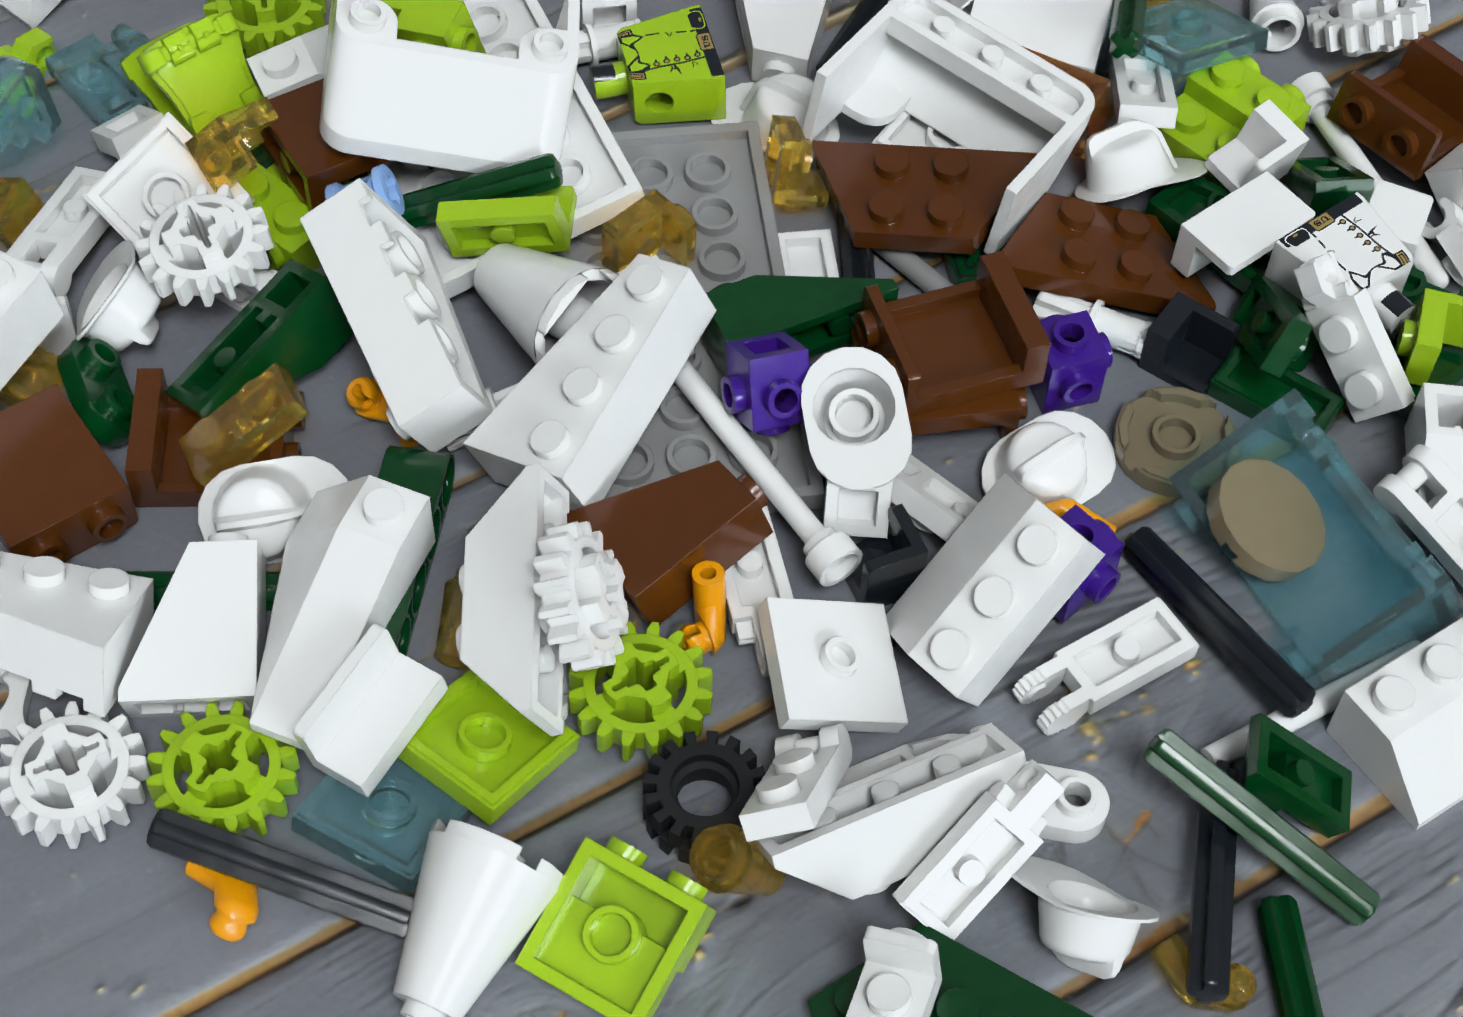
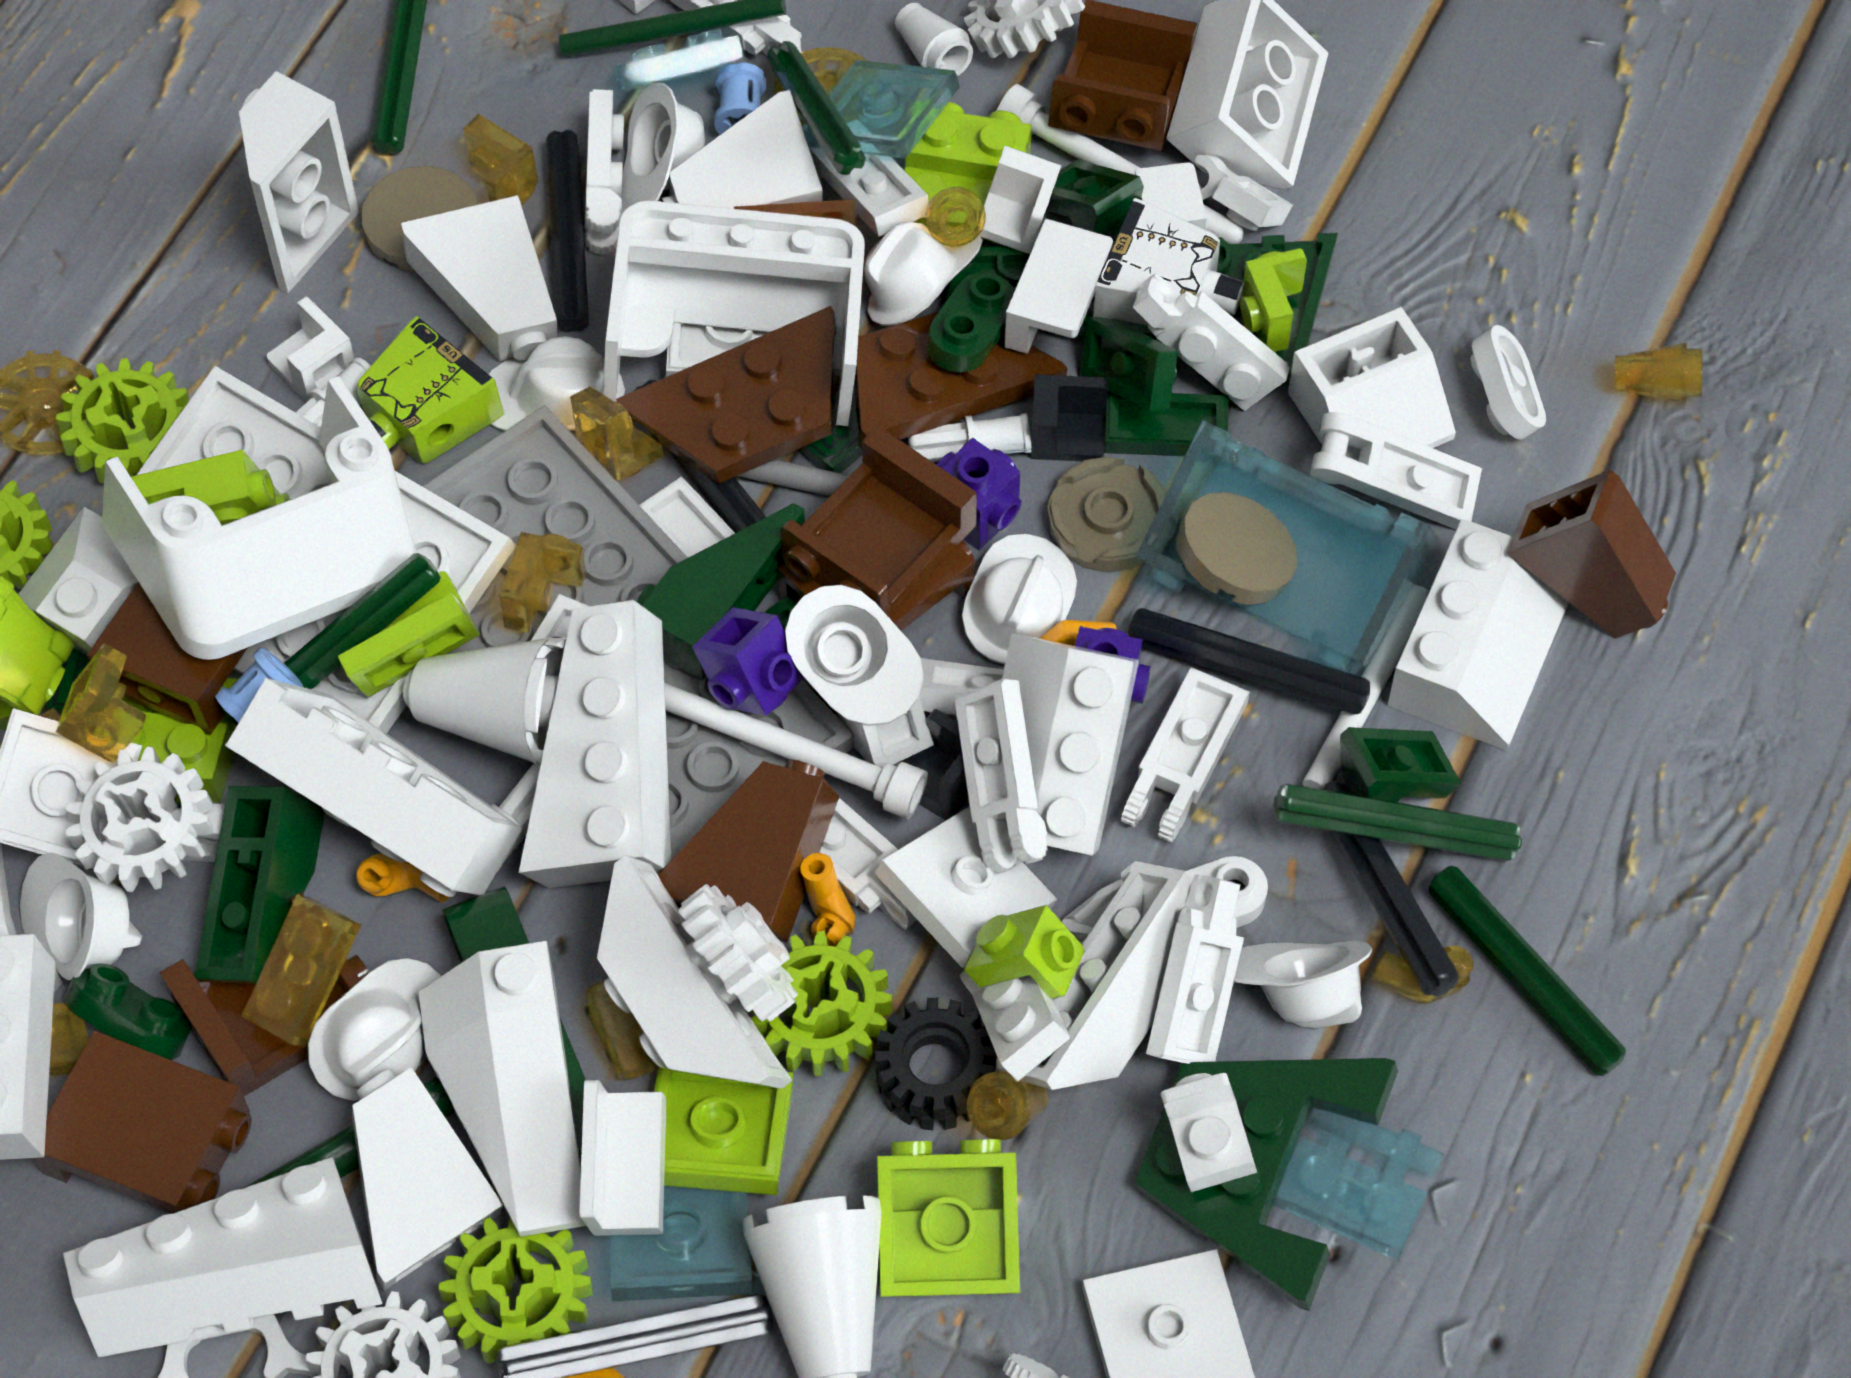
camera: 30 degrees left, 5 degrees up
(841, 735) = (1025, 945): none -> lime bracket
(915, 584) = (1000, 775): none -> white hinge
(1146, 225) = (978, 314): none -> dark green plate
(1195, 120) = (950, 201): none -> clear yellow plate

